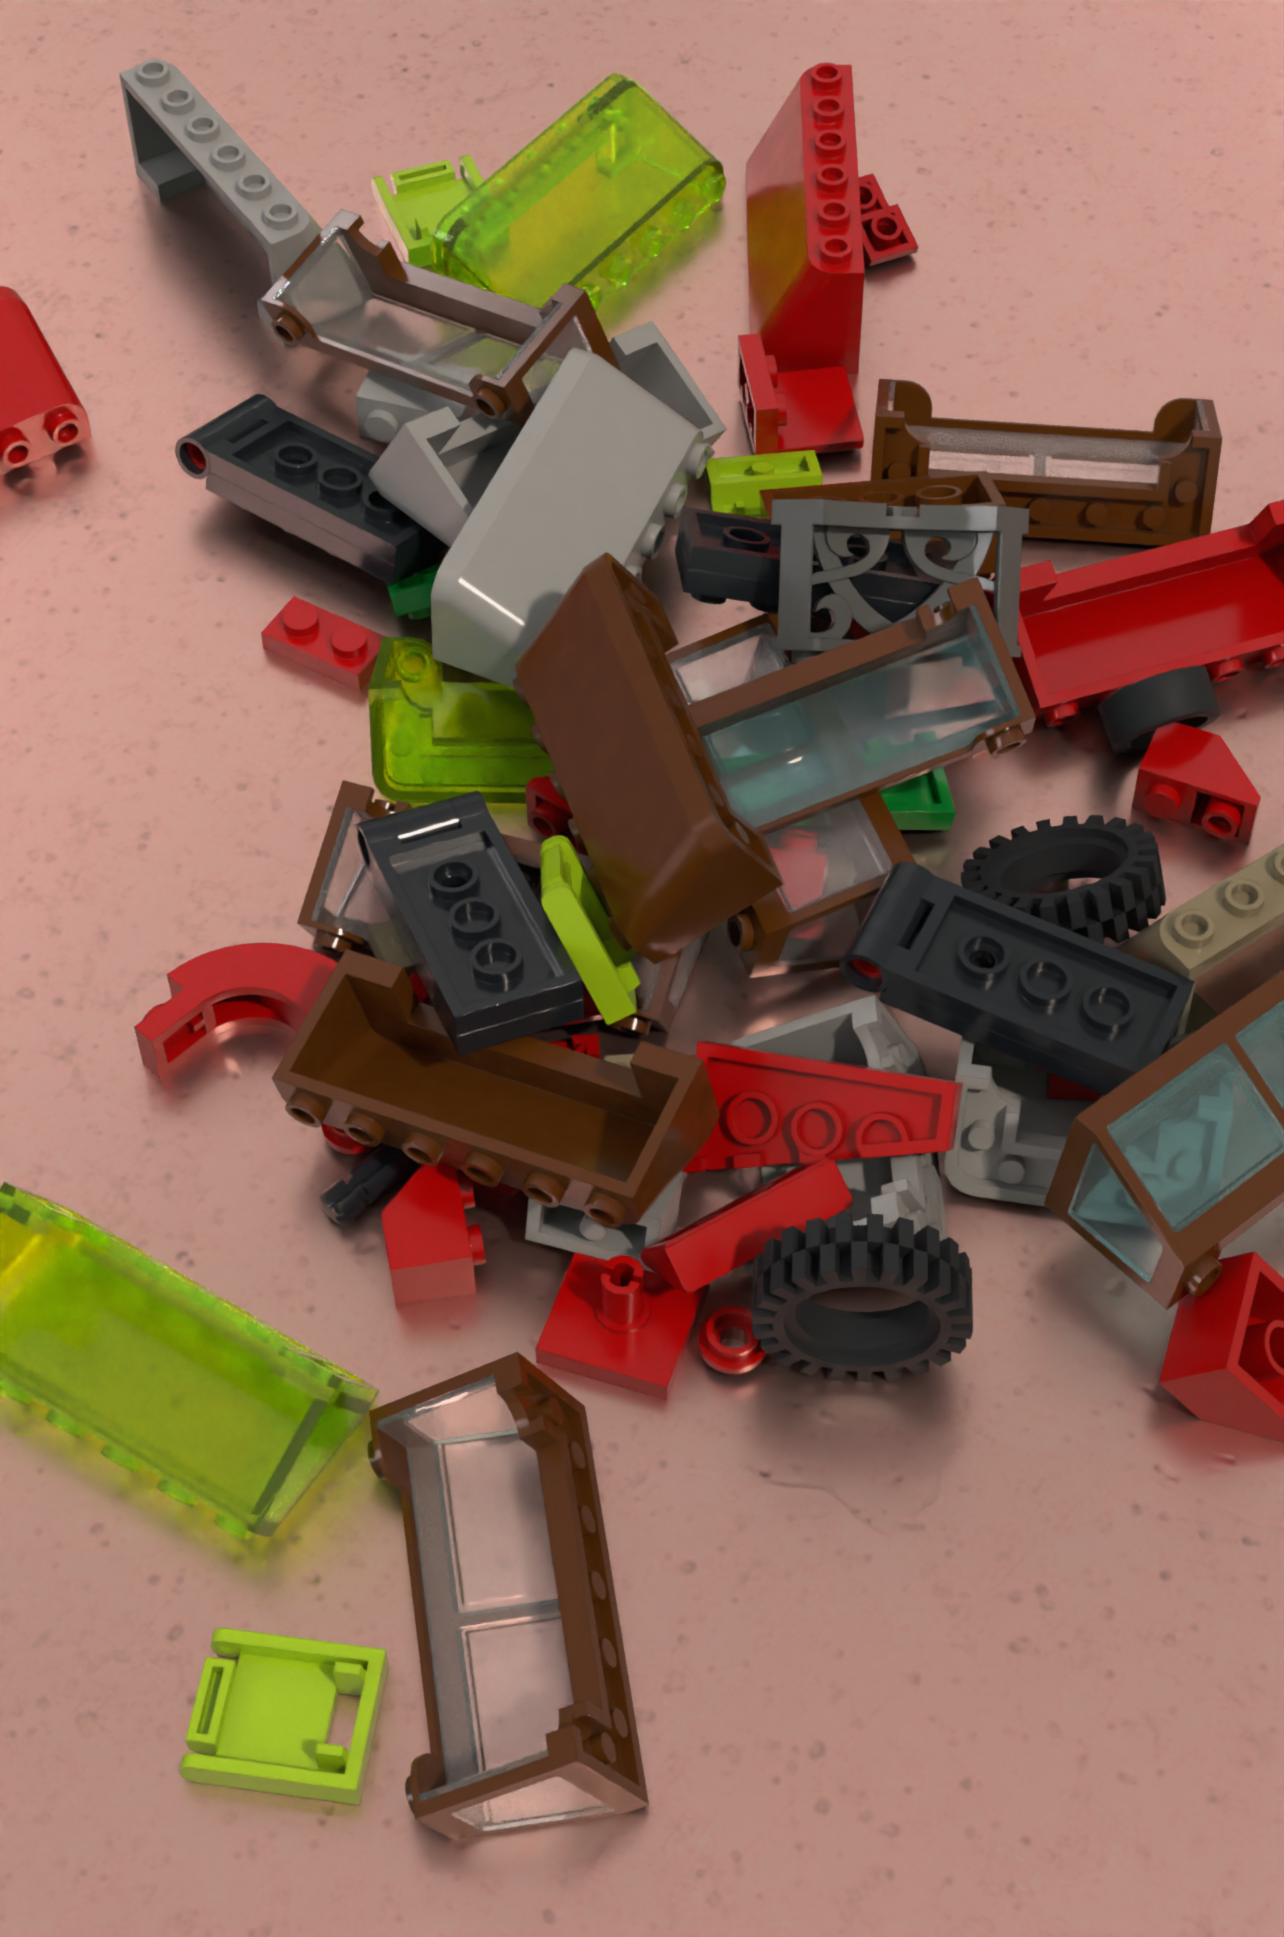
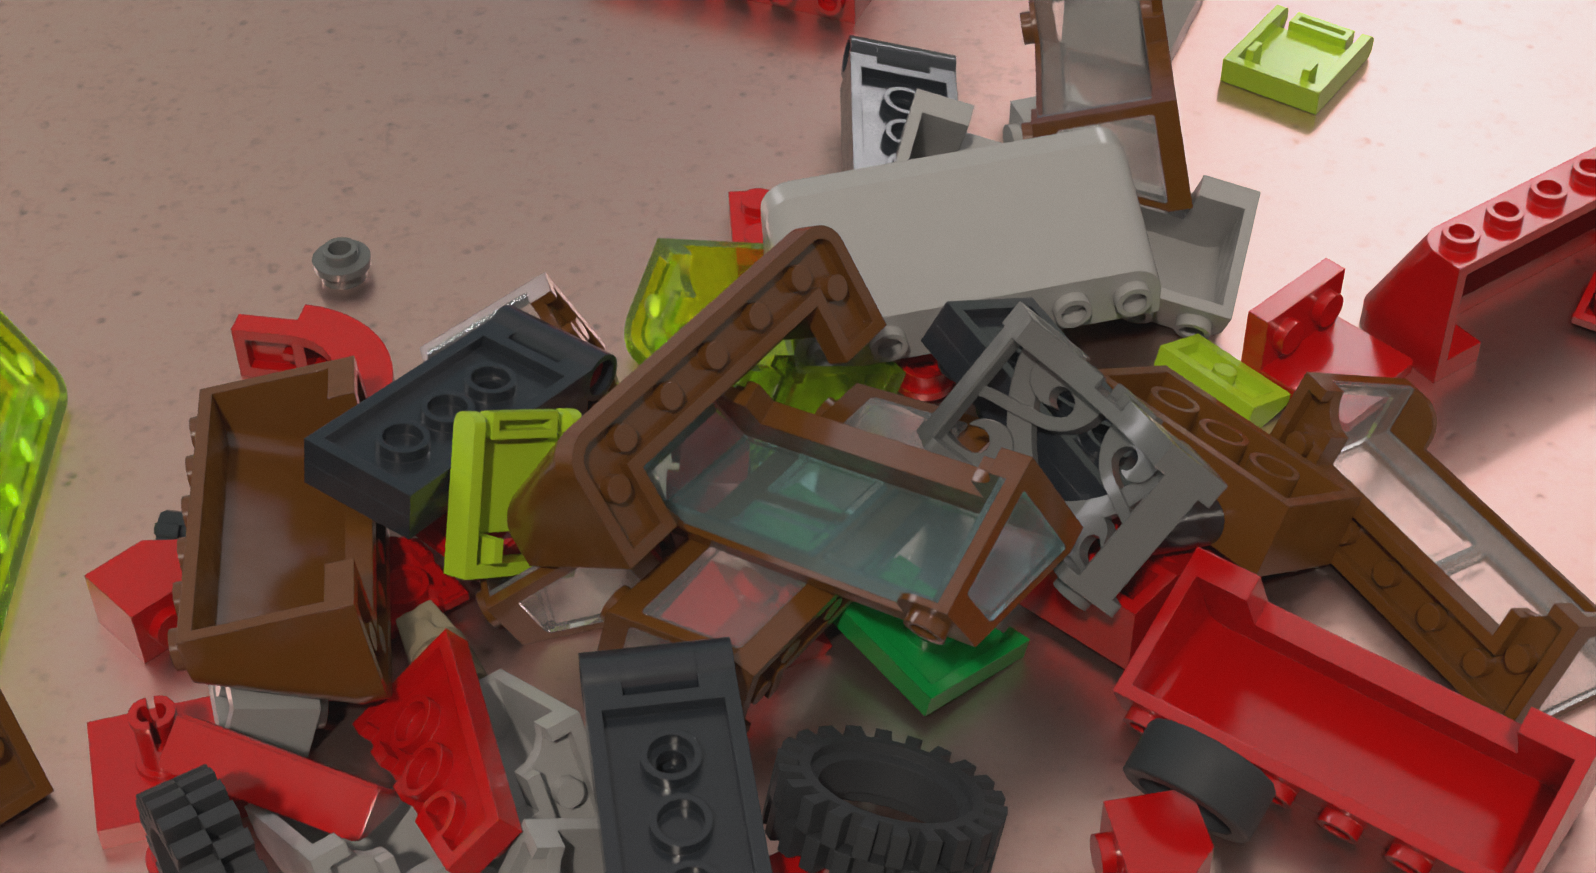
camera: 55 degrees right, 10 degrees down
(83, 947) = (342, 263): none -> dark grey plate
(581, 201) = (1370, 110): clear neon green windscreen -> none

